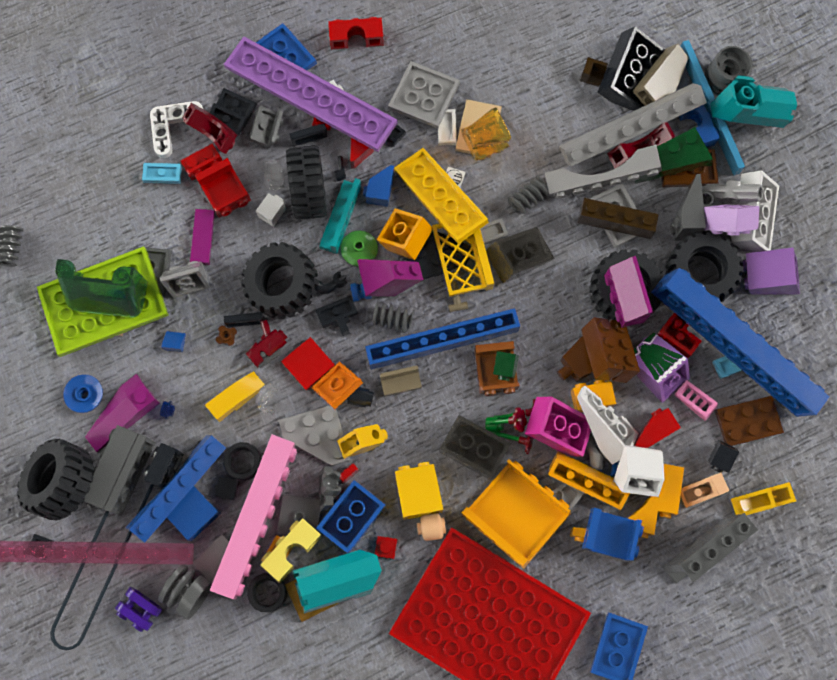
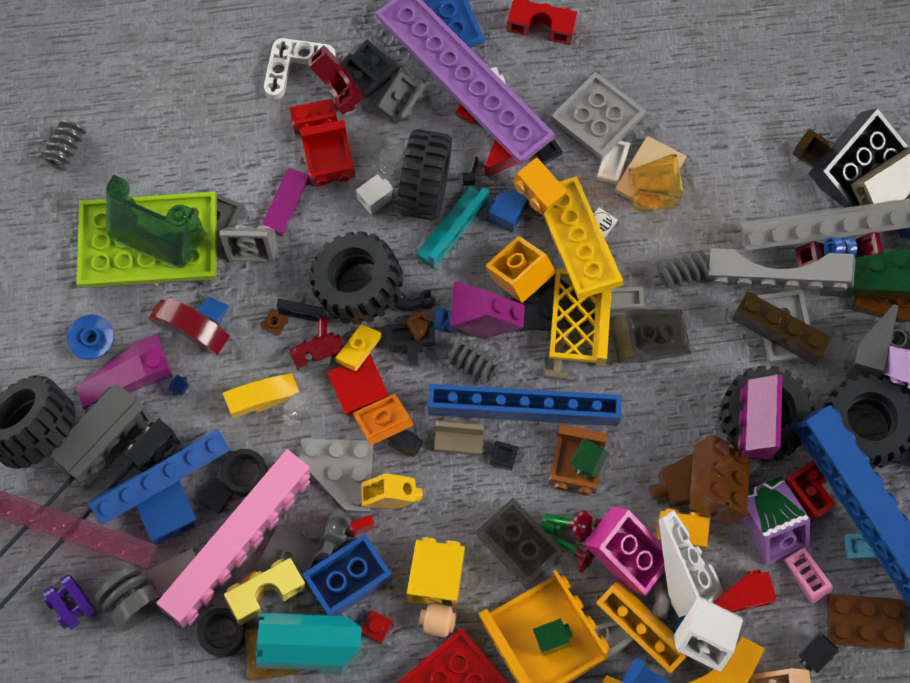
camera: 20 degrees right, 5 degrees down
(159, 358) = (190, 324): none -> dark red arch
(162, 173) = (263, 115): medium azure plate -> none
(299, 334) = (358, 347): none -> yellow plate
(308, 135) = (446, 121): black tile -> none
(339, 302) = (417, 324): none -> reddish brown tile
(352, 254) = (472, 275): bright green dish -> none
(398, 164) = (539, 186): none -> light orange brick
(439, 382) = (503, 455): none -> black tile
(524, 511) = (553, 636): none -> dark green brick
(641, 141) = (842, 246): none -> blue wheel

